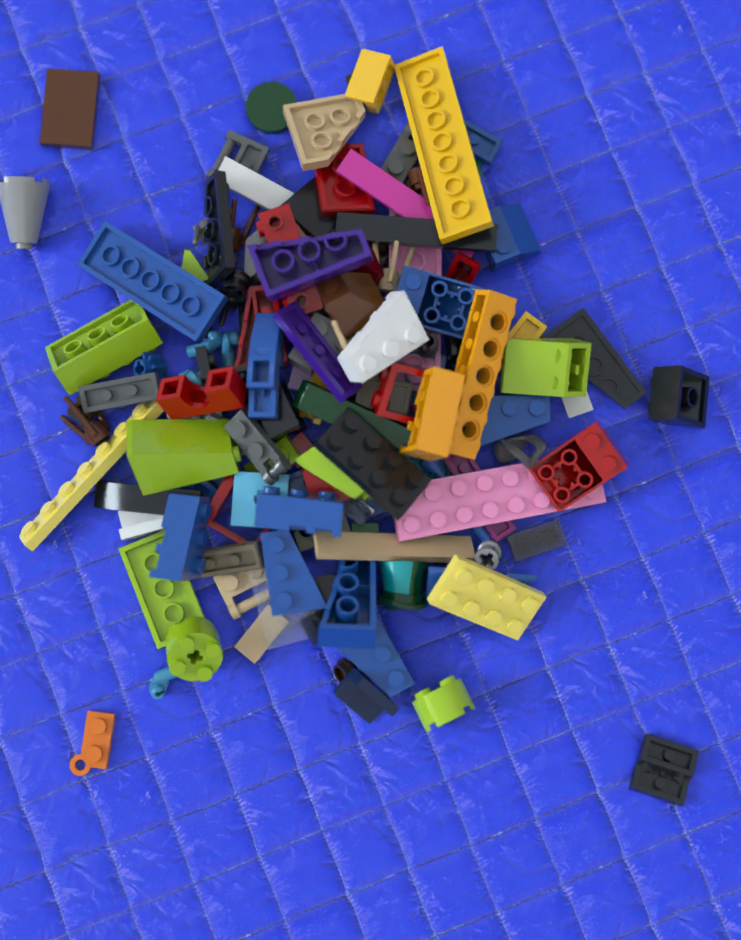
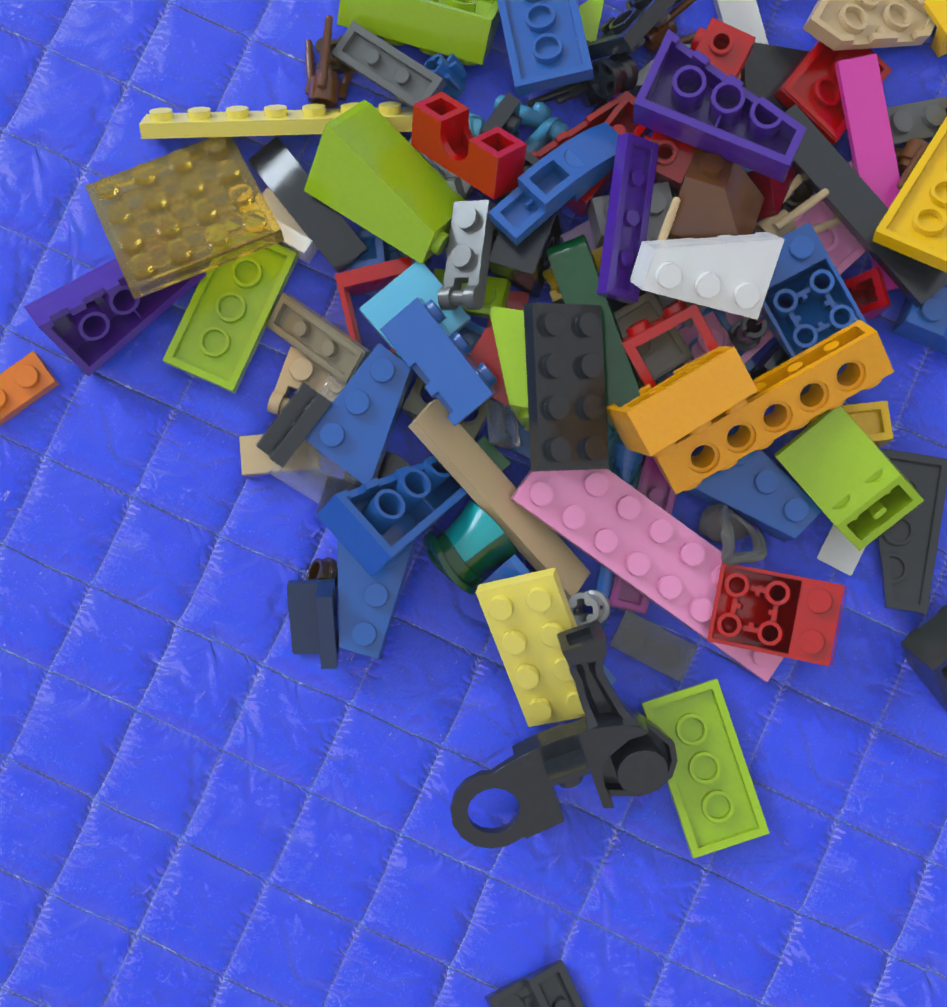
camera: 45 degrees right, 0 degrees up
(95, 568) = (183, 214): none -> clear yellow plate
(105, 643) = (99, 315): none -> dark purple wedge
(160, 683) = (137, 395): dark azure arm -> none
(184, 538) = (297, 273): blue wedge -> none
(193, 649) = (195, 395): lime brick -> none
(257, 614) = (293, 424): none -> black slope
(443, 703) = (385, 709): lime brick -> none
(566, 604) = (620, 745): none -> black animal
(619, 573) = (711, 776): none -> lime plate

